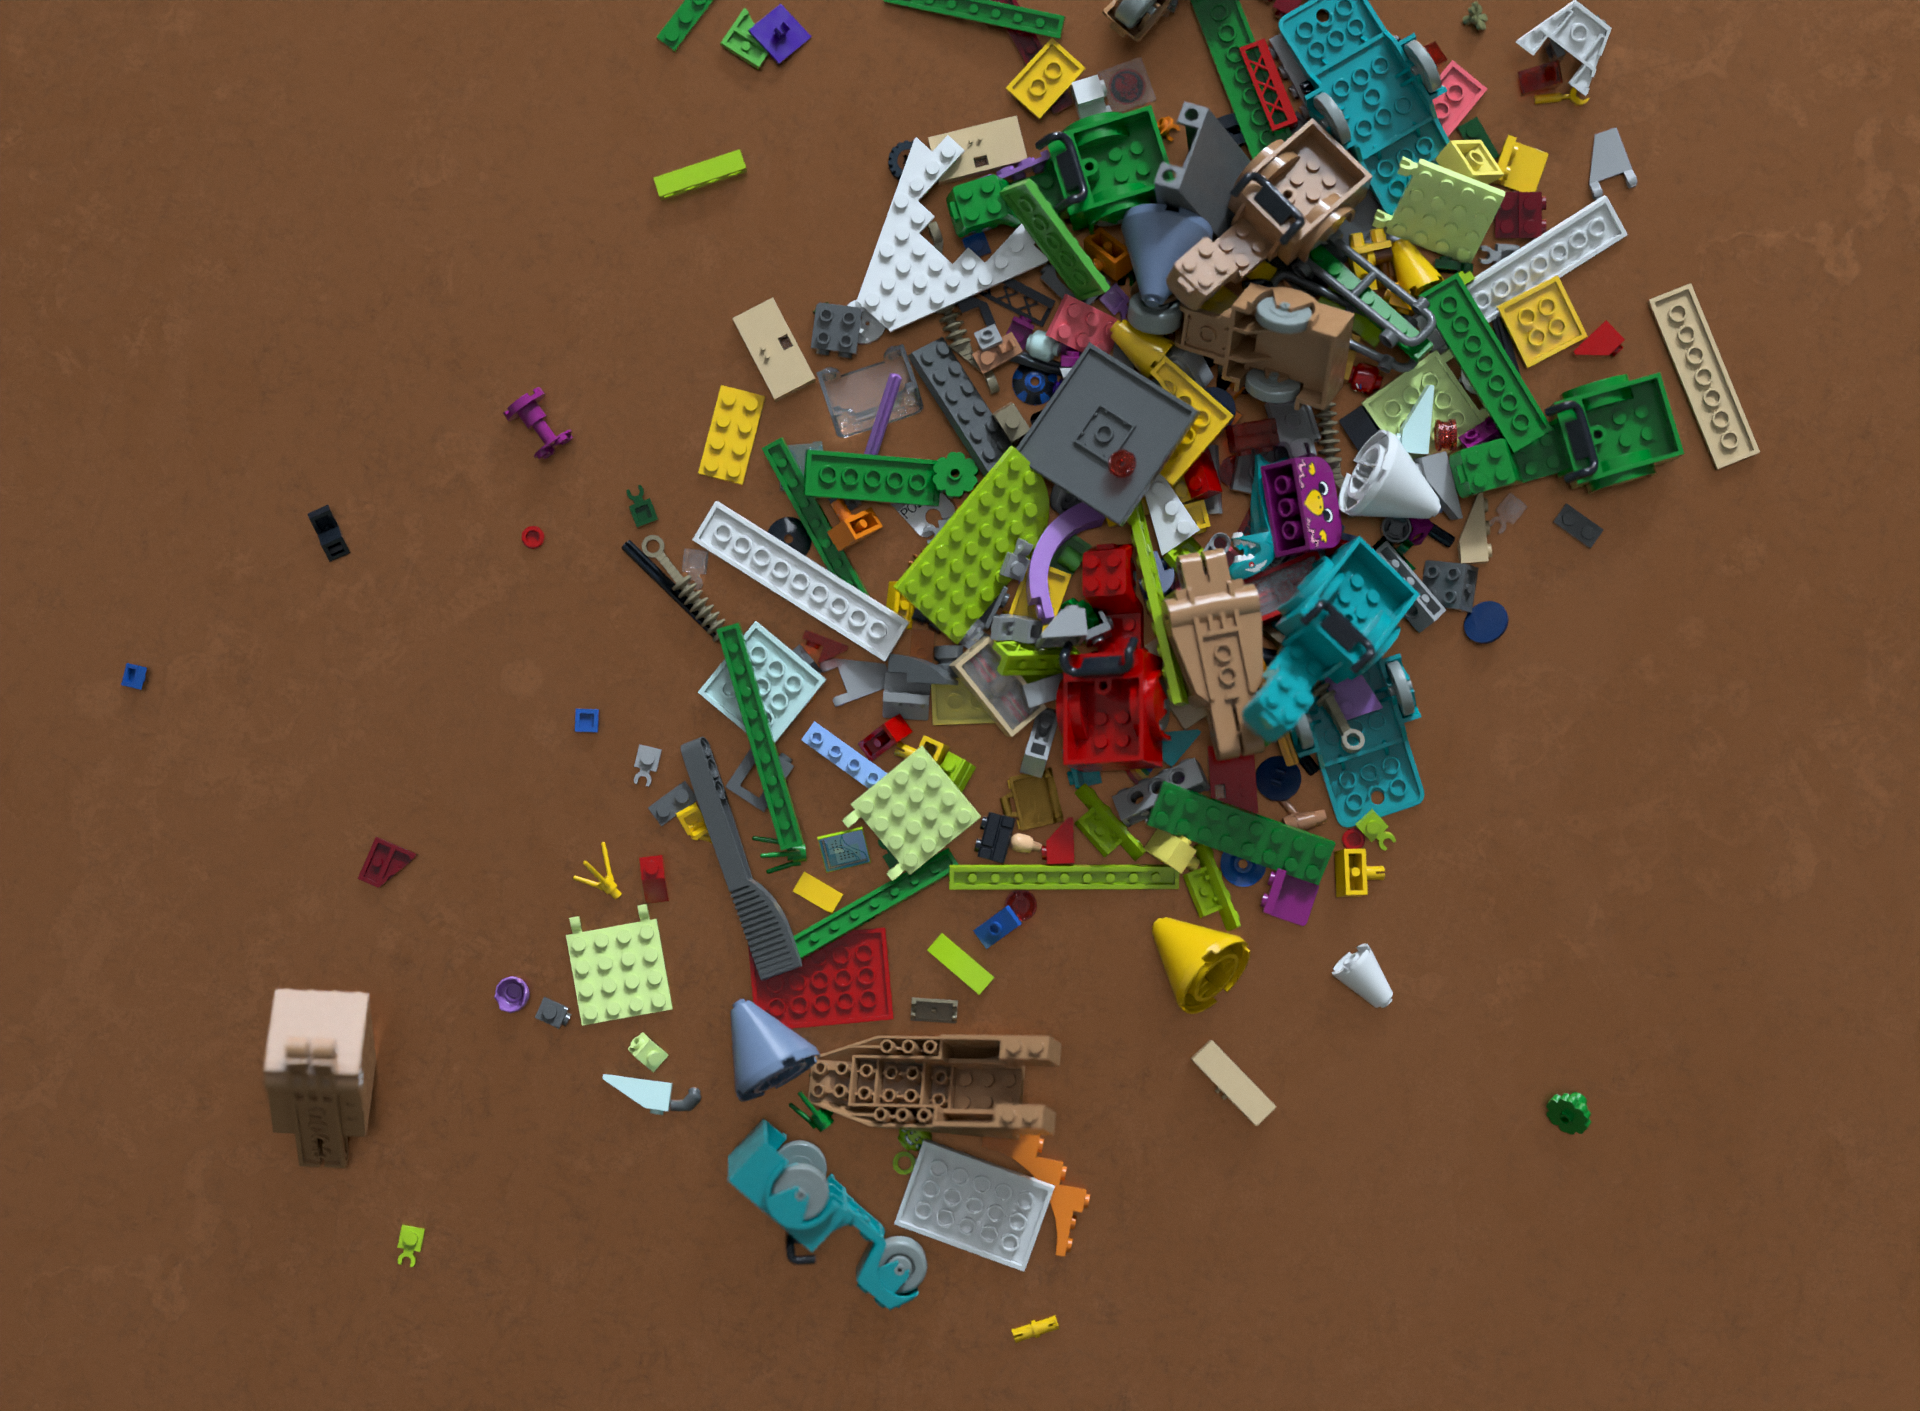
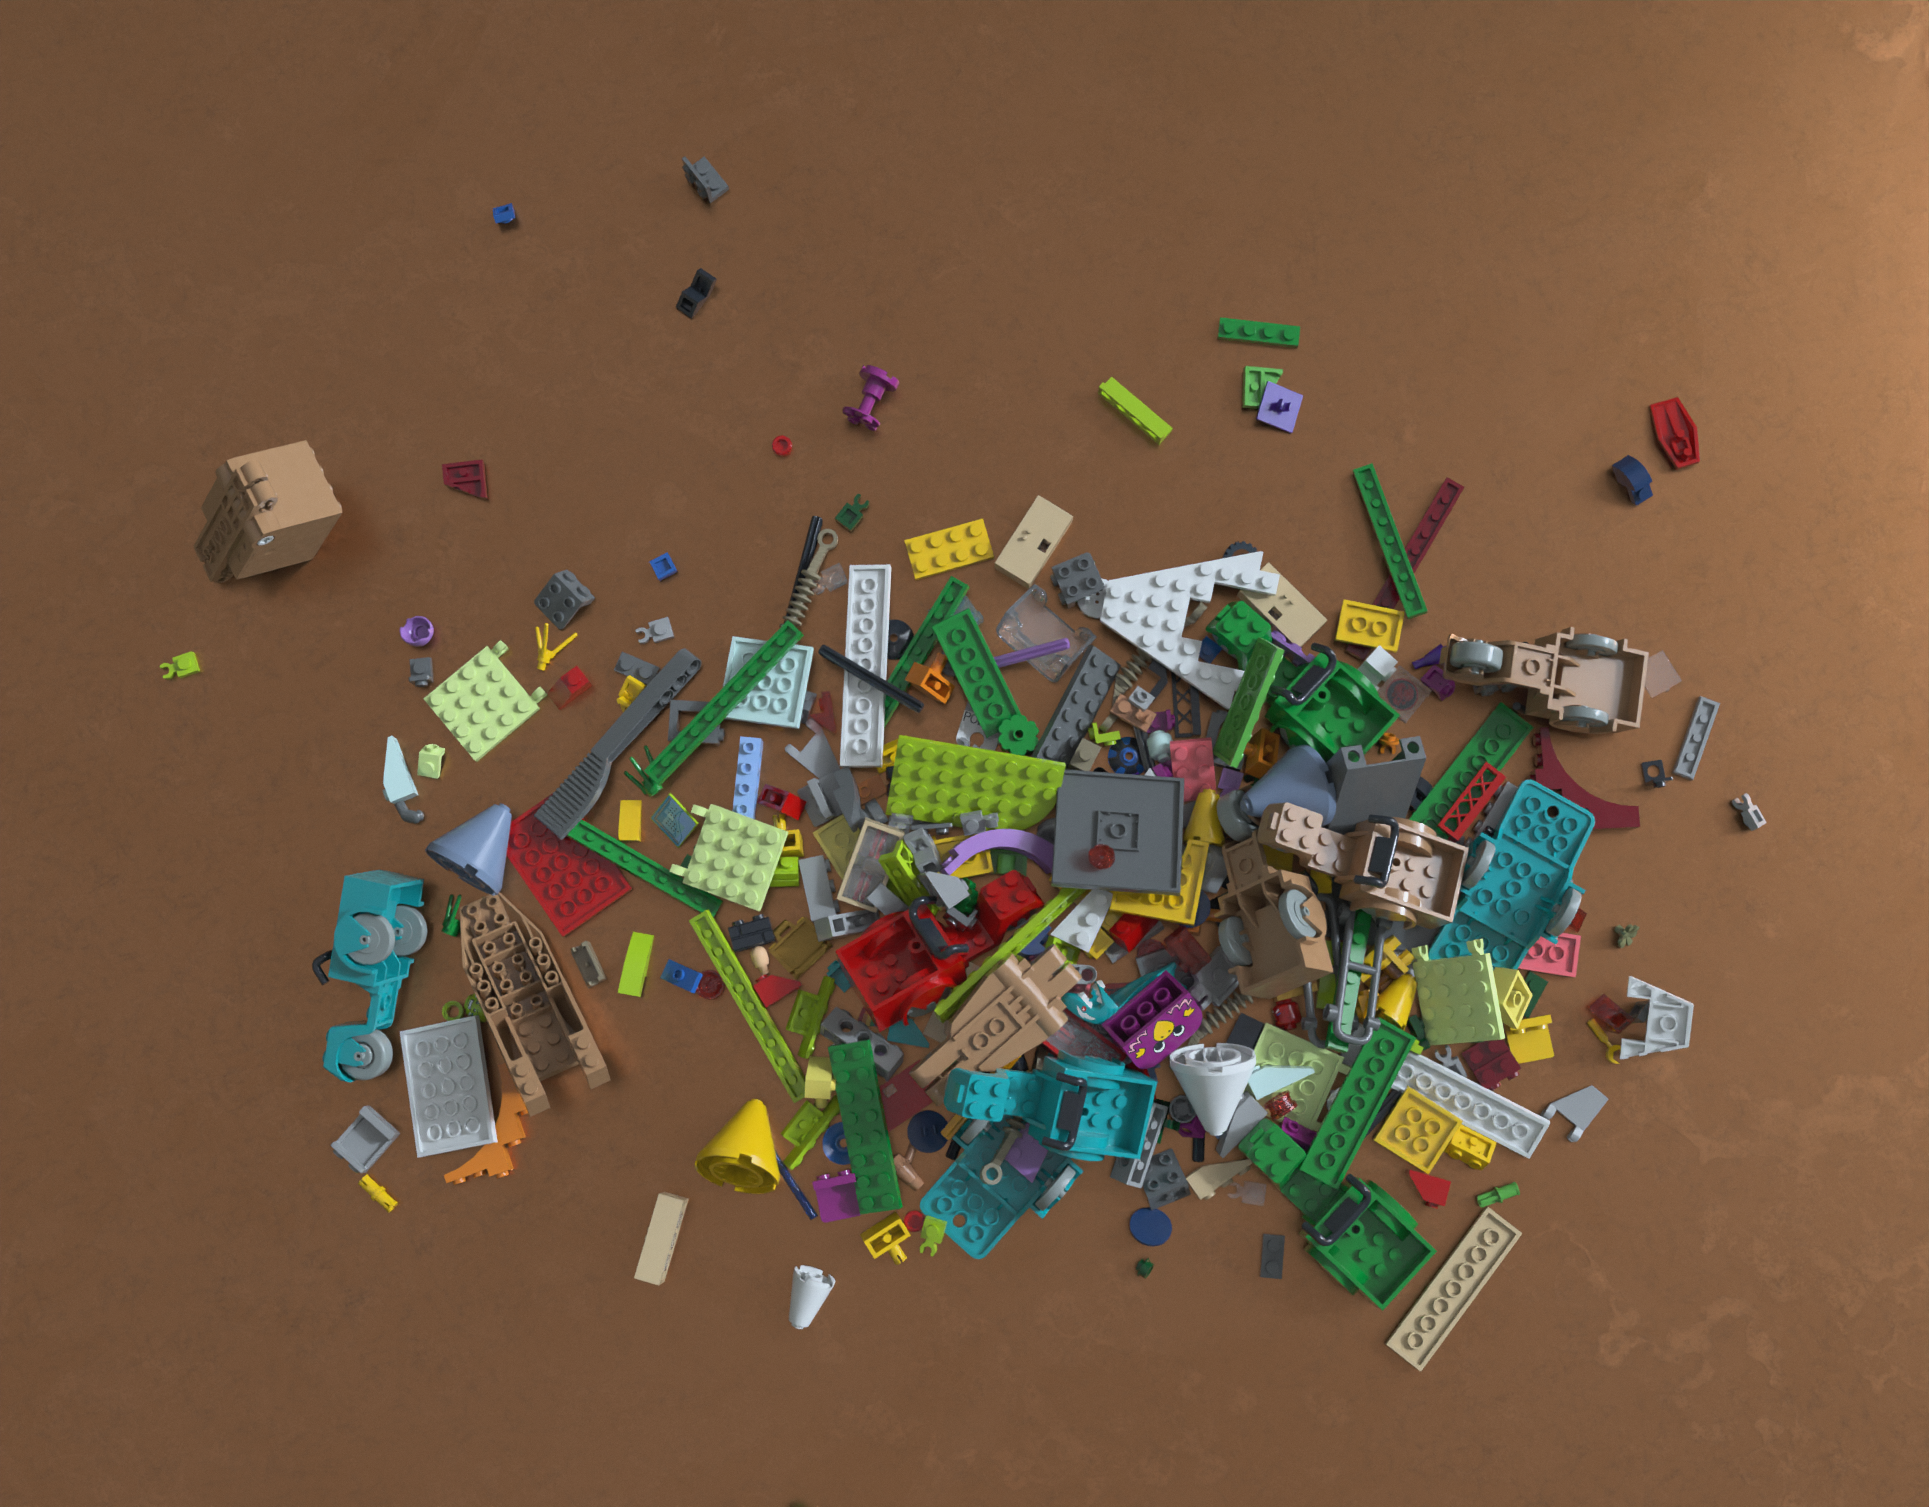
camera: 60 degrees right, 5 degrees down
(216, 456) = (706, 179): none -> dark grey bracket
(561, 835) = (562, 598): none -> dark grey bracket
(818, 583) = (871, 678): none -> black axle
(978, 1313) = (365, 1140): none -> light grey panel
(989, 749) = (818, 887): none -> light grey brick
(1006, 391) = (1108, 738): none -> lime bracket
(1109, 38) = (1430, 658): none -> dark purple cone
(1132, 49) = (1434, 680): none -> magenta bracket
(1265, 933) = (795, 1189): none -> clear blue piece
(1520, 650) = (1144, 1268): none -> dark green plate
(1586, 282) = (1471, 1148): none -> yellow bracket
(1643, 283) = (1498, 1194): none -> bright green axle

